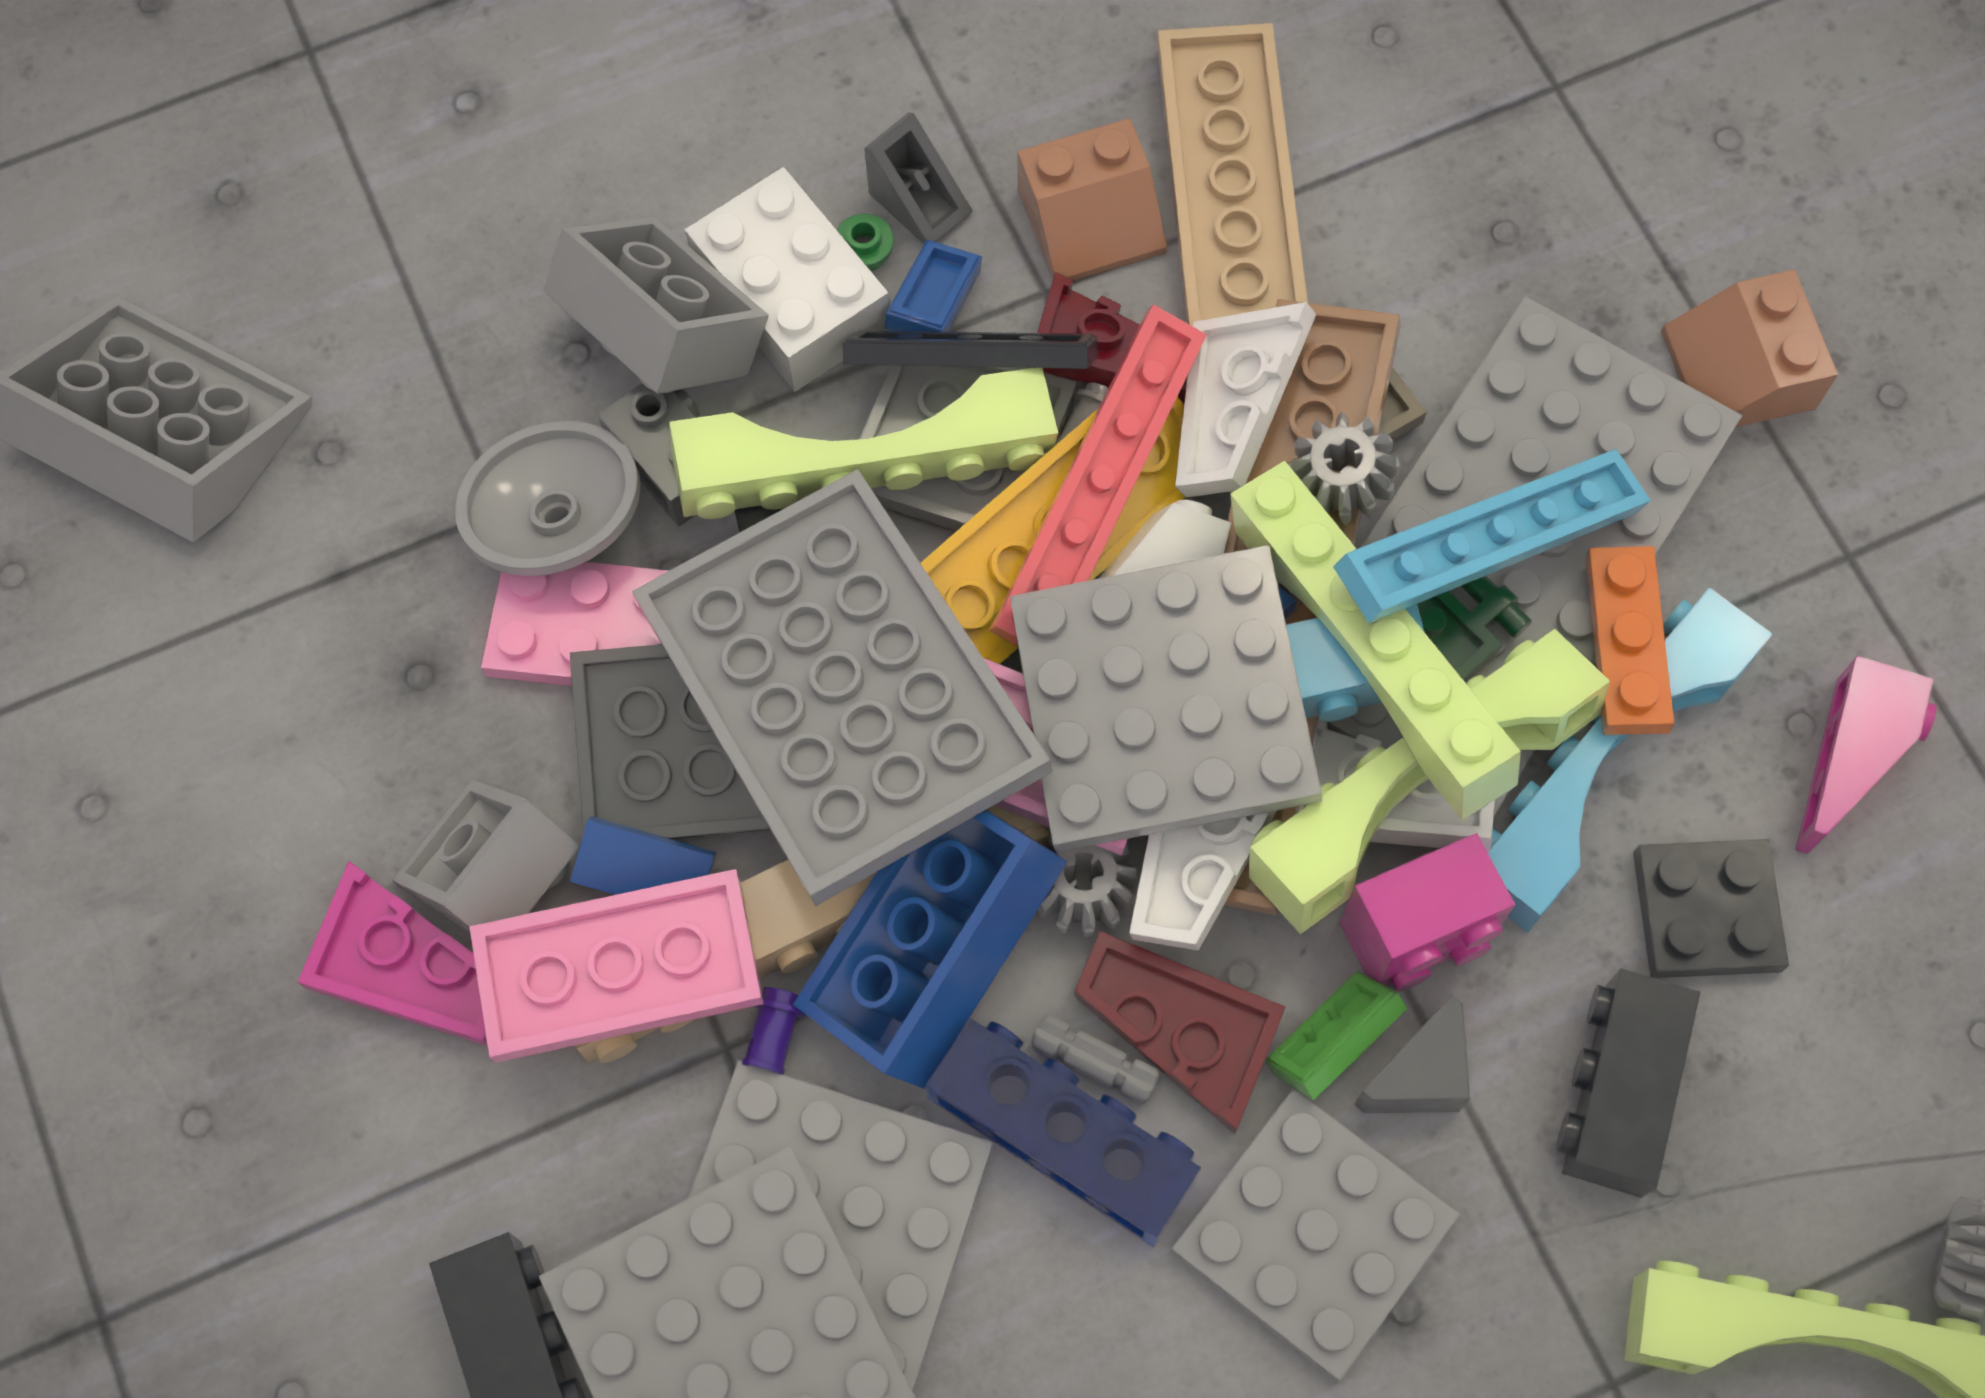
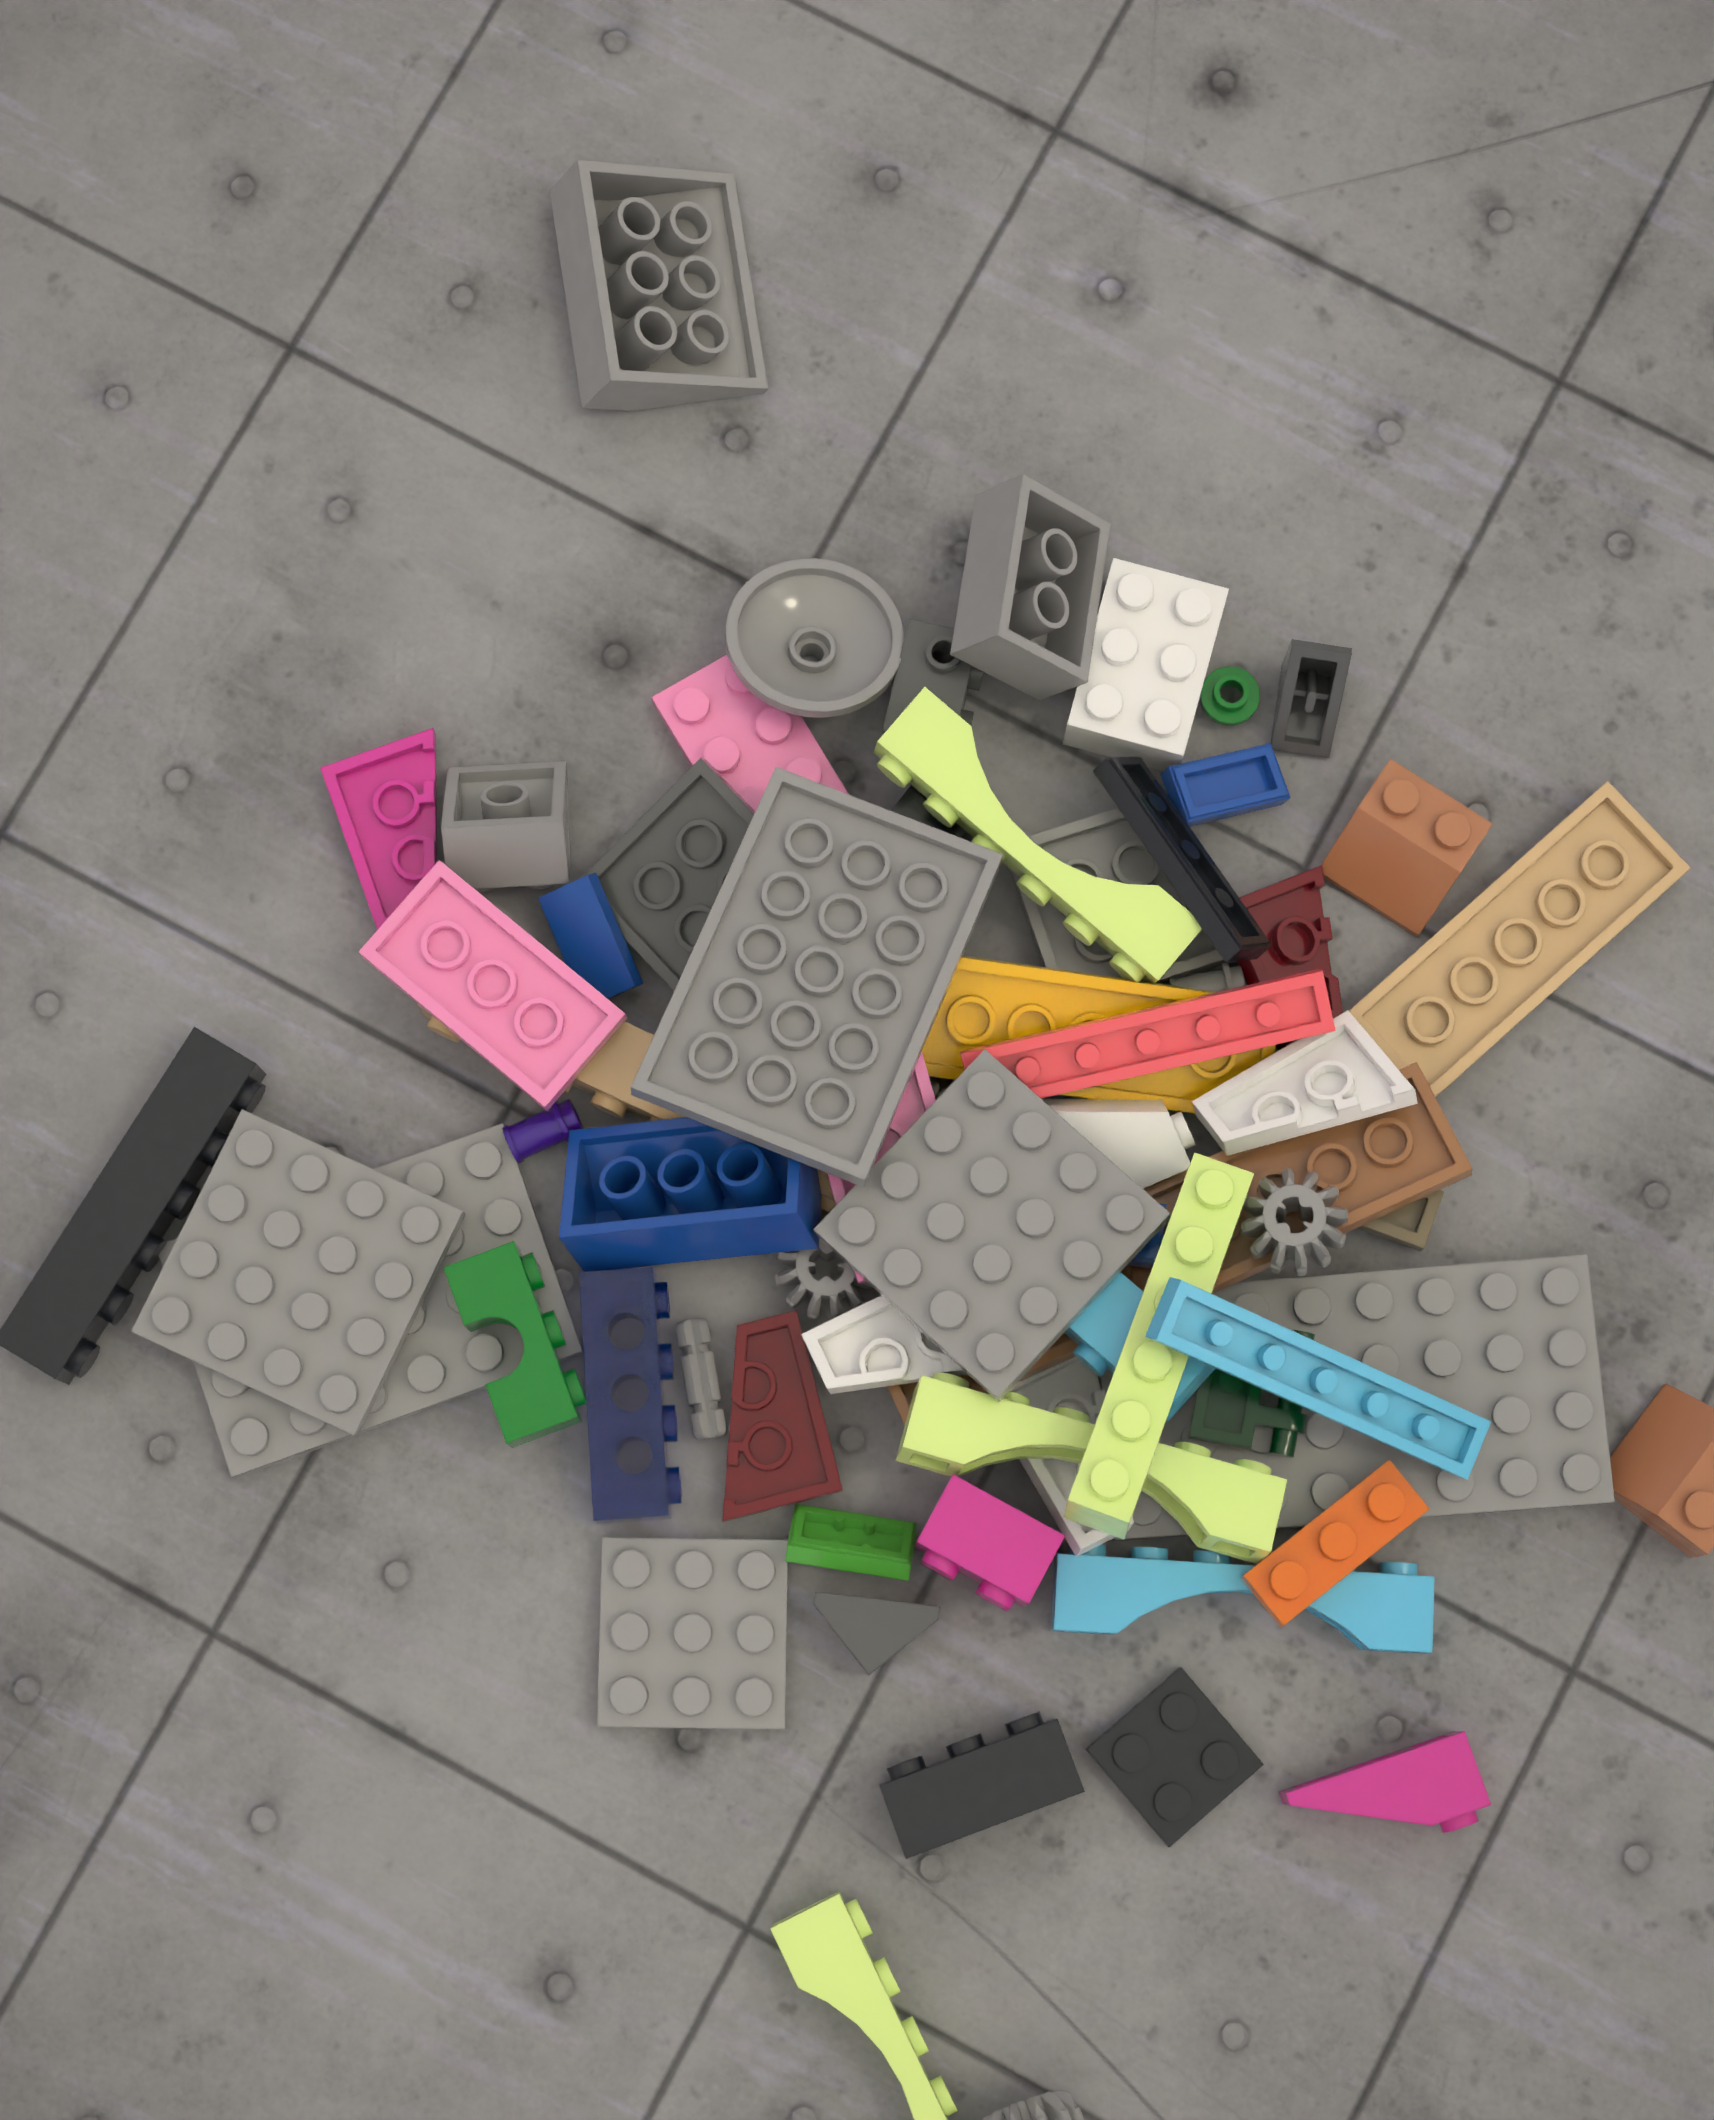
camera: 50 degrees right, 10 degrees up
(892, 1161) = (538, 1393): none -> green arch

